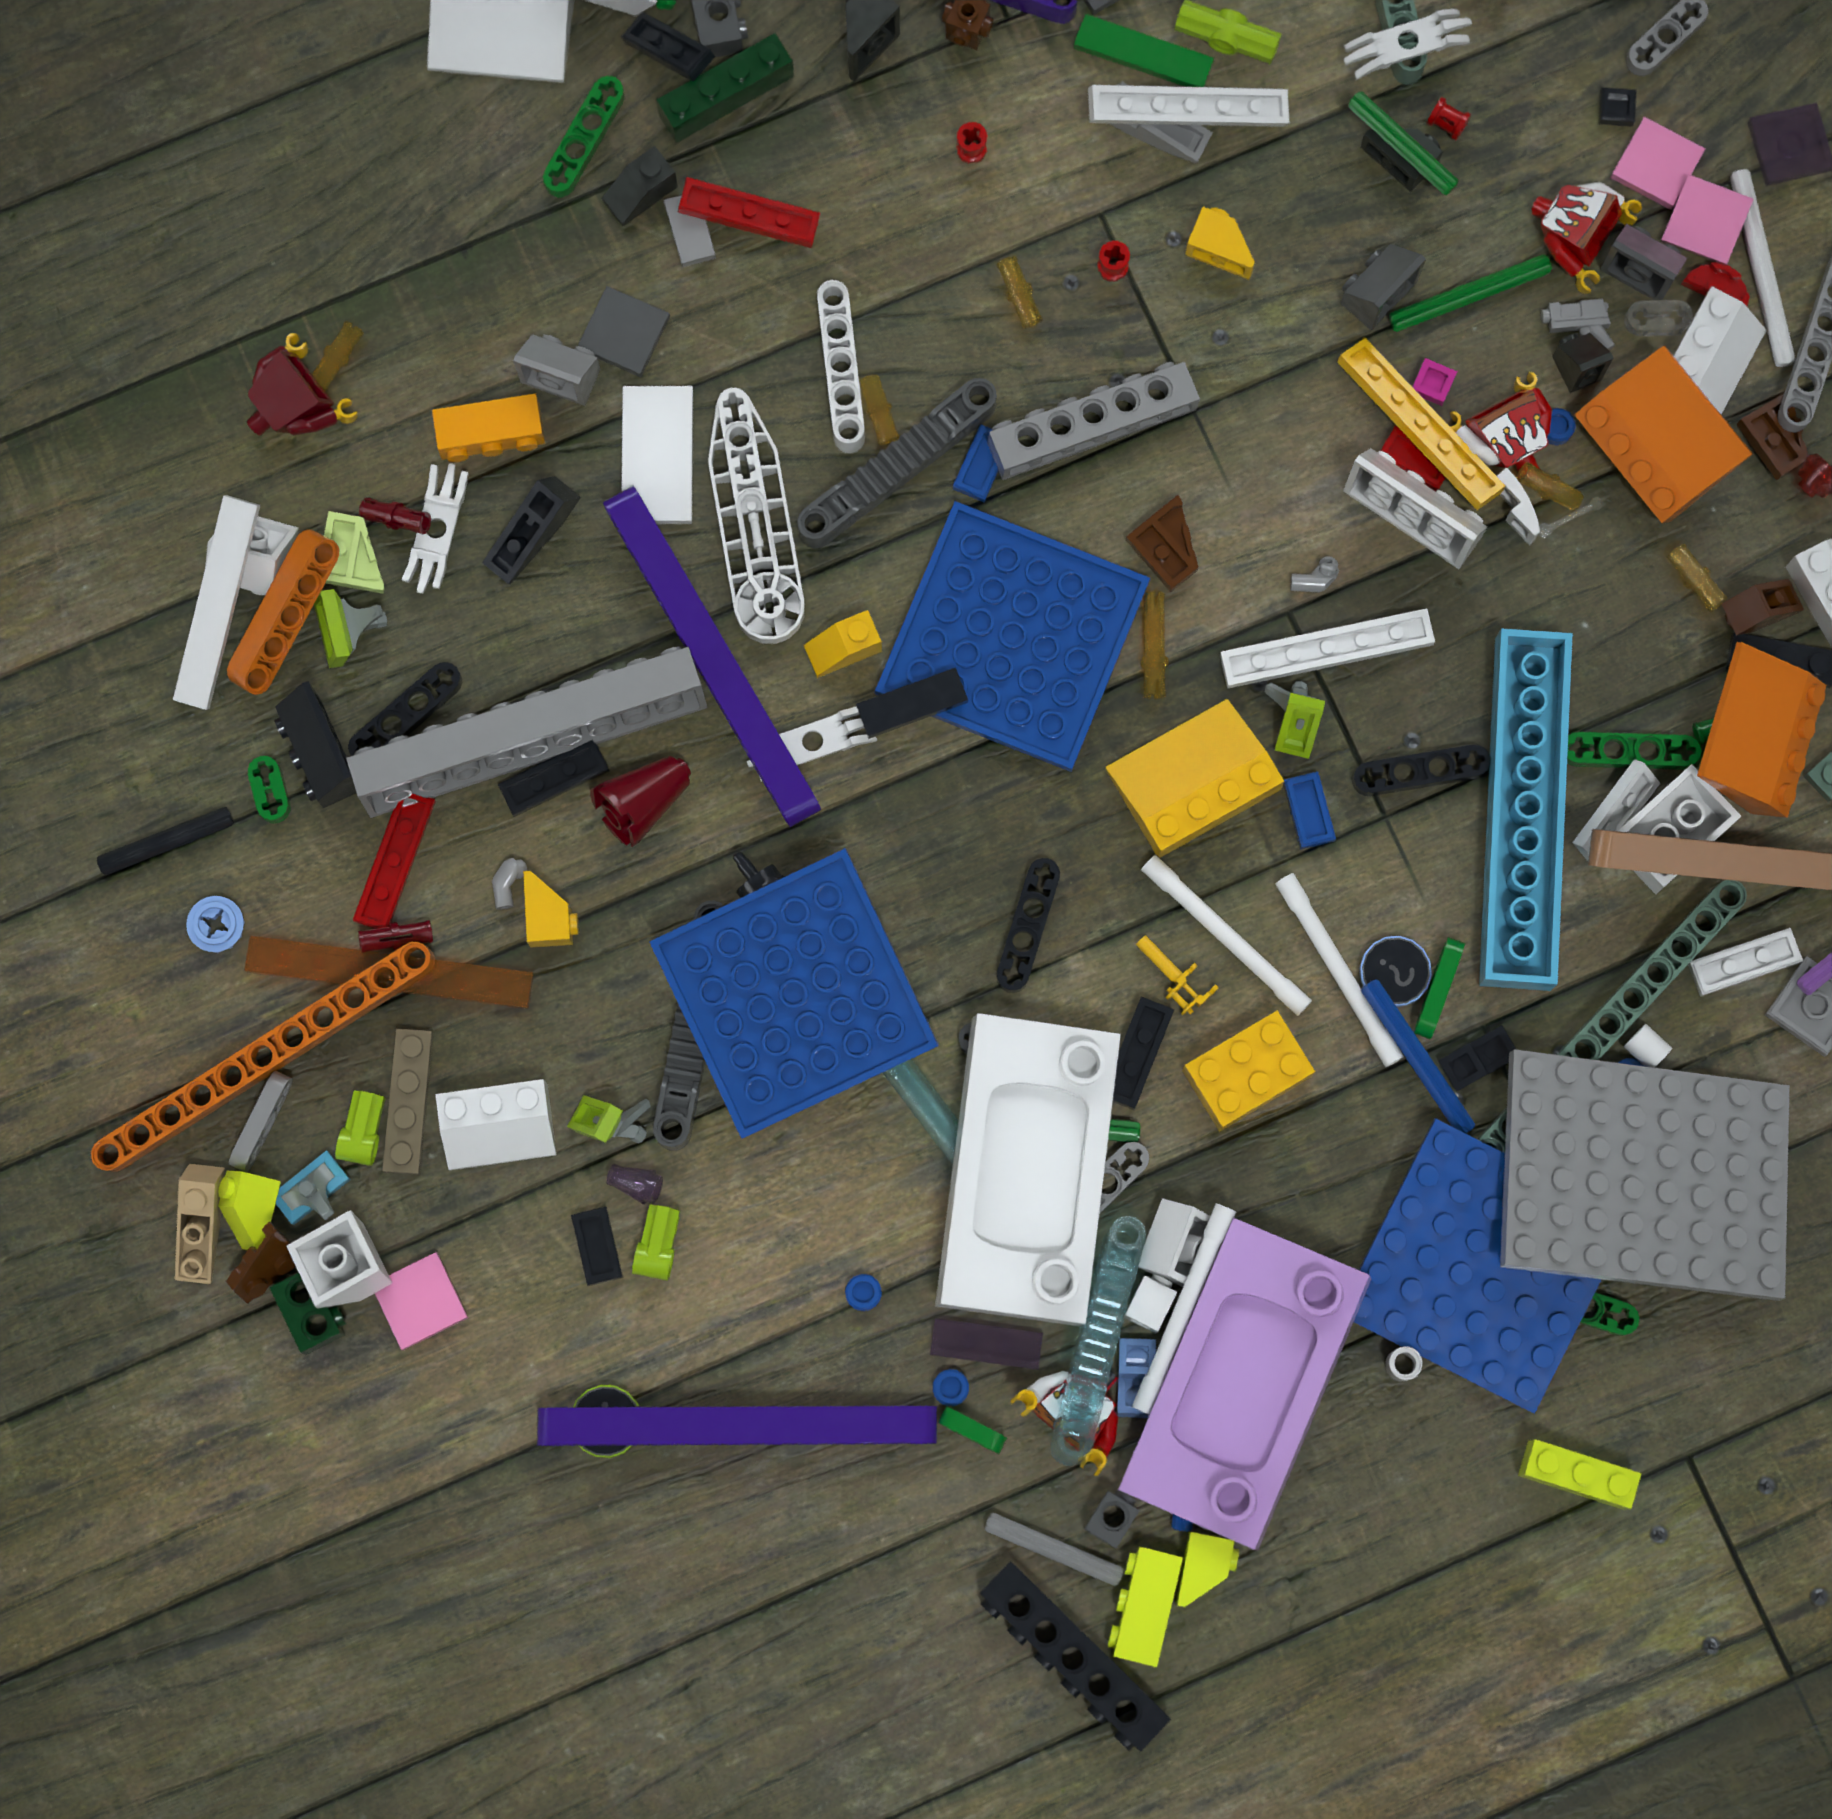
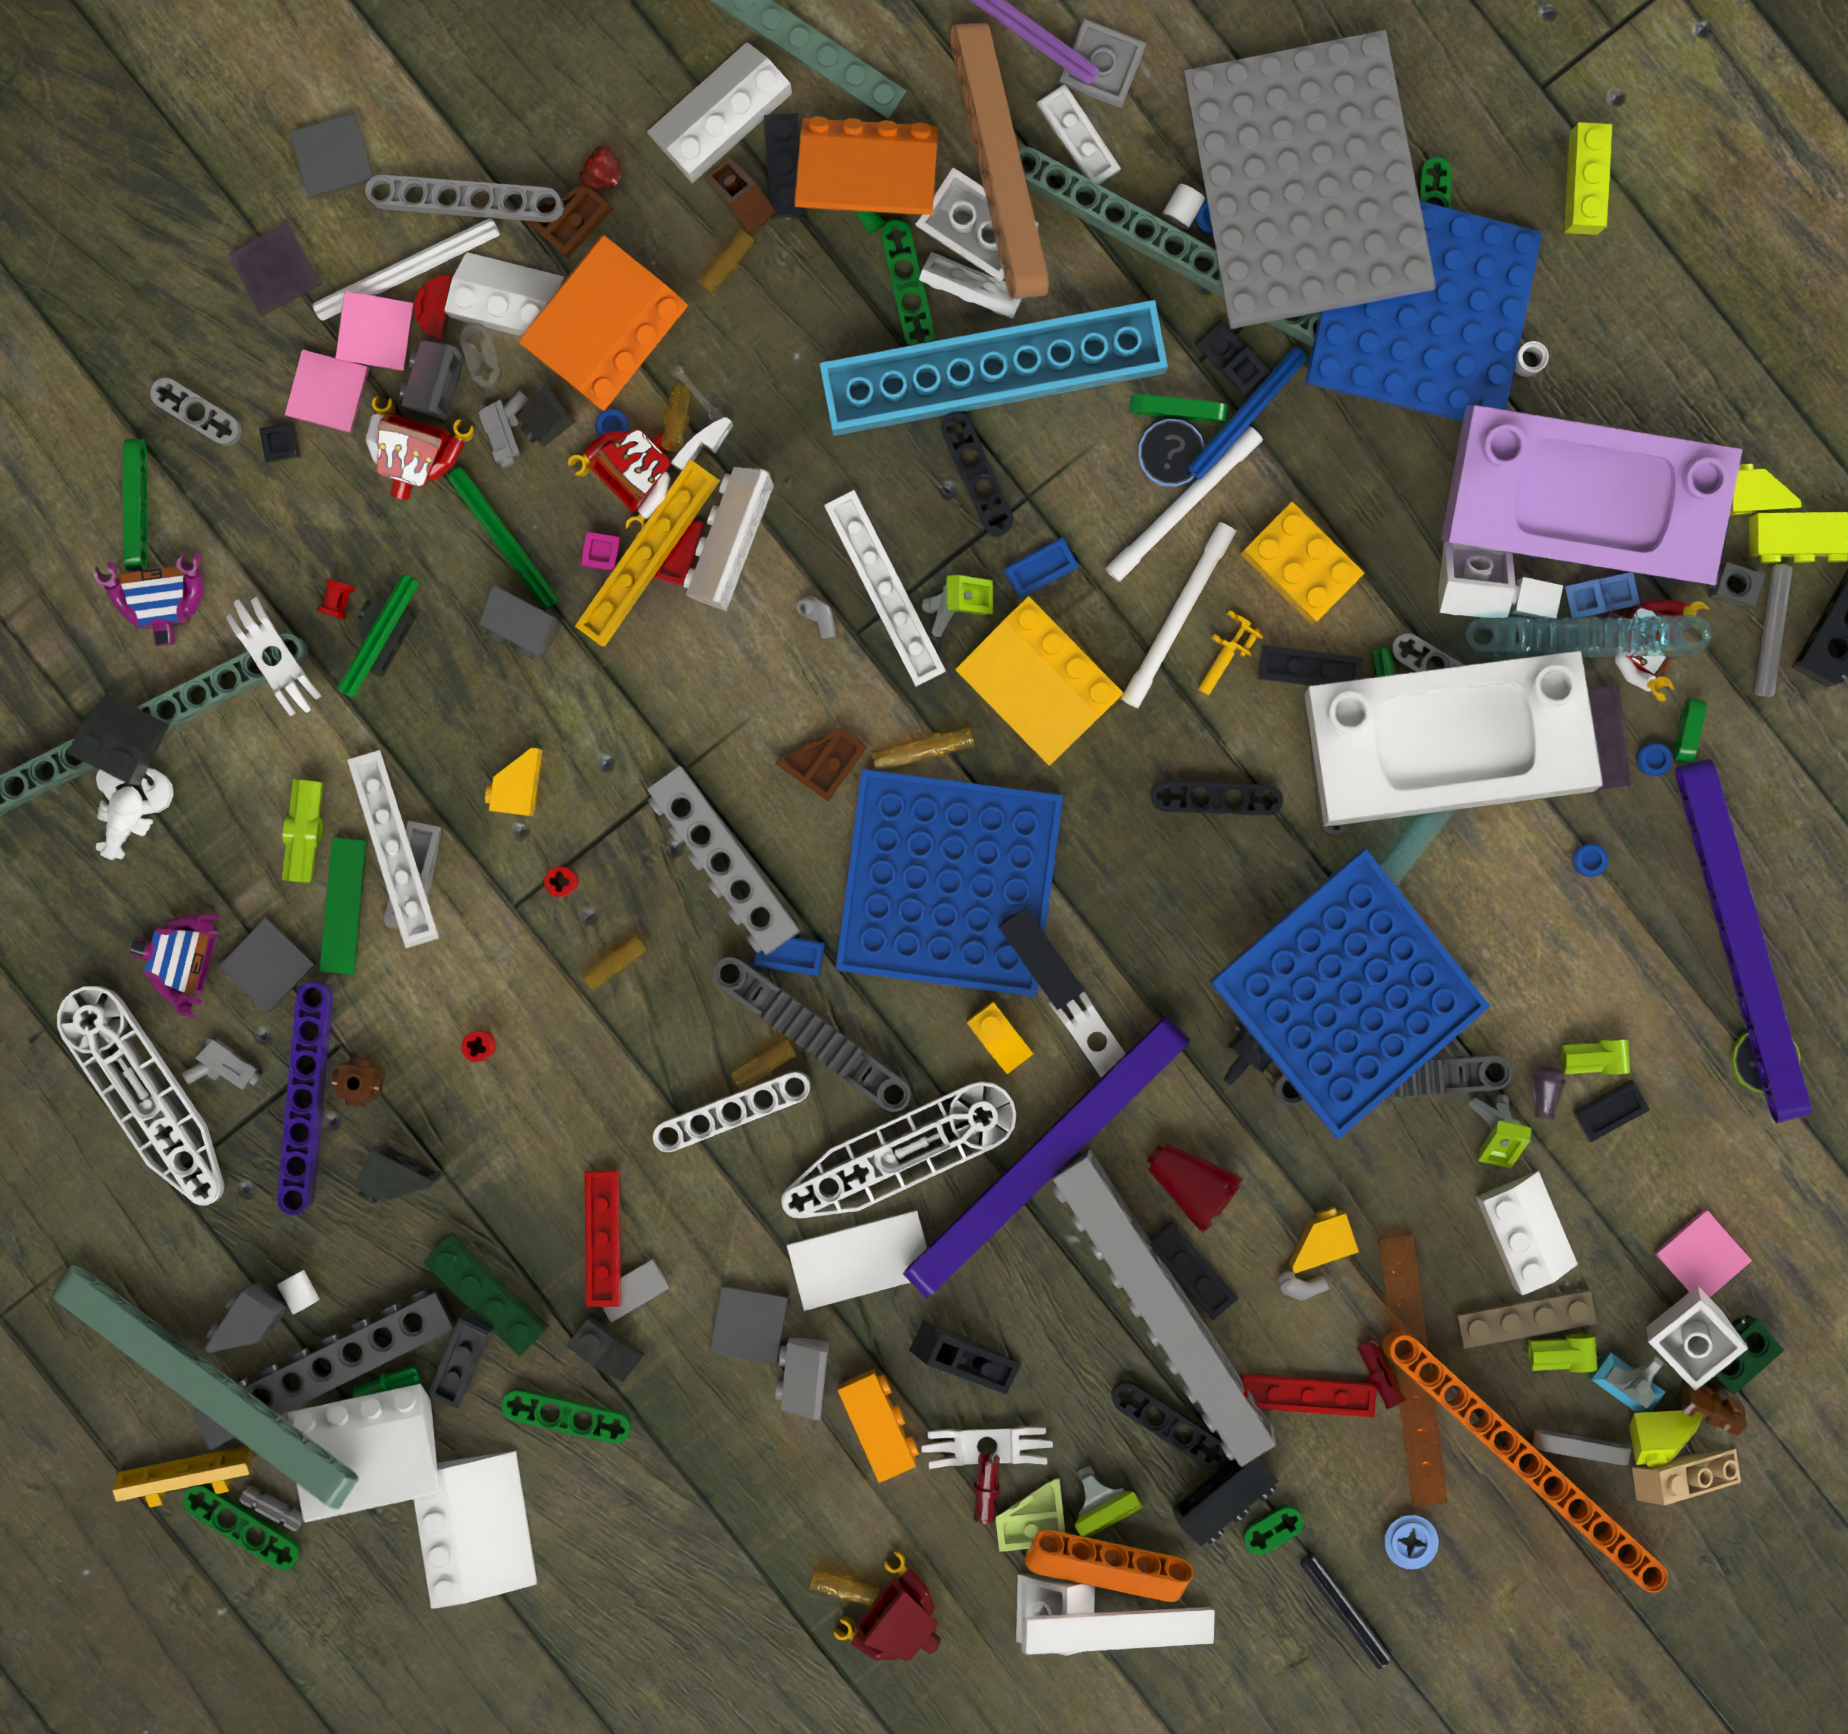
camera: 100 degrees left, 10 degrees up
(1213, 1238) = (1467, 555): white piece -> none

